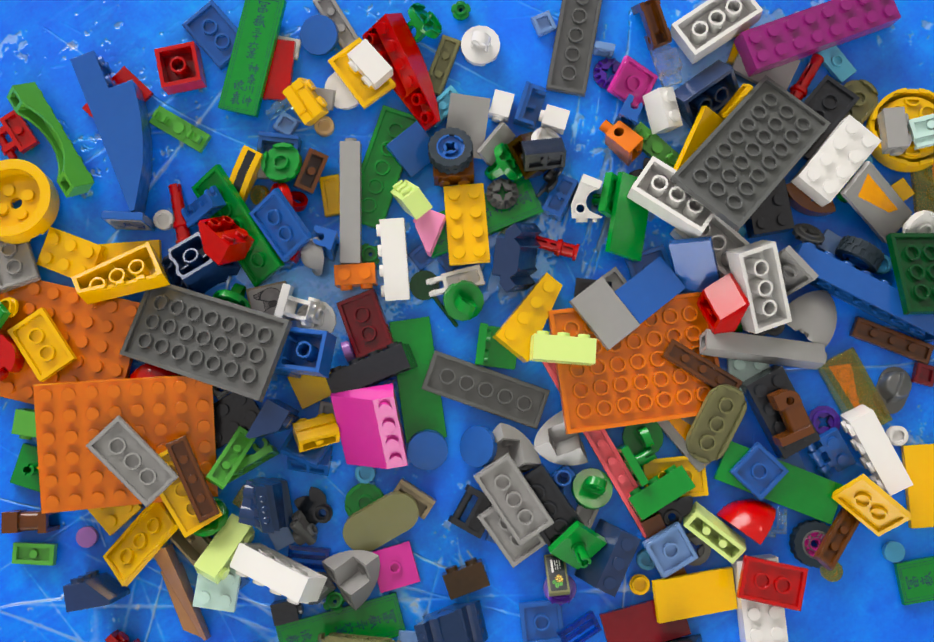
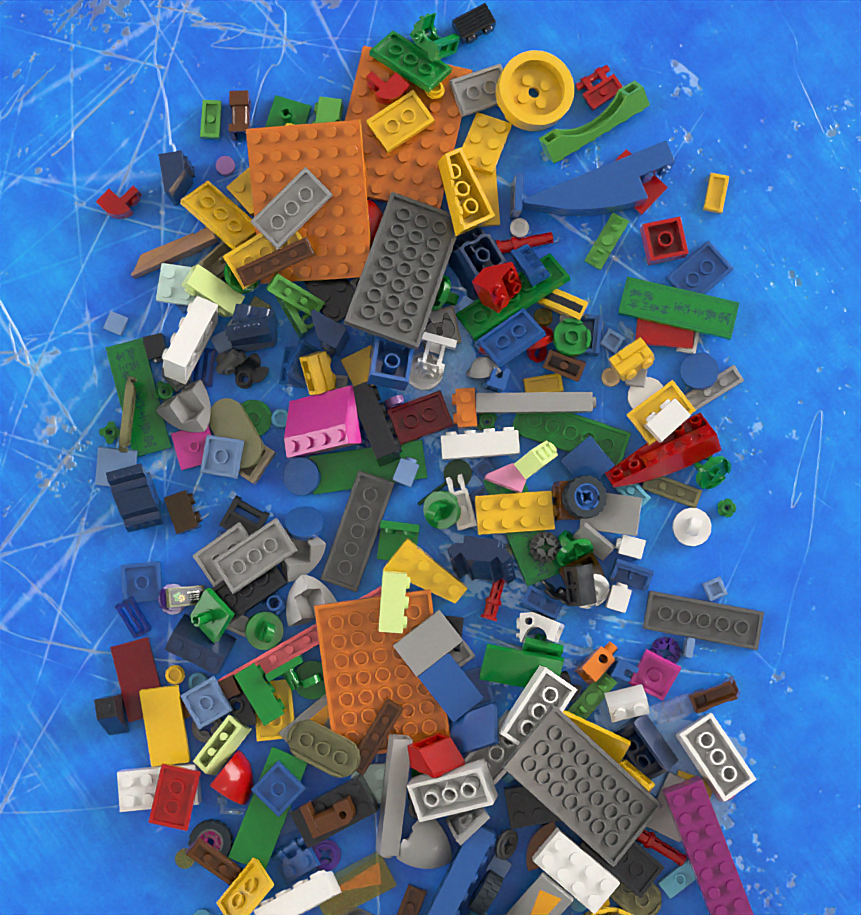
camera: 95 degrees right, 0 degrees up
(131, 17) = (716, 193): none -> yellow tile
(406, 536) = (222, 456): none -> medium blue tile
(423, 337) = (406, 471): none -> medium blue brick

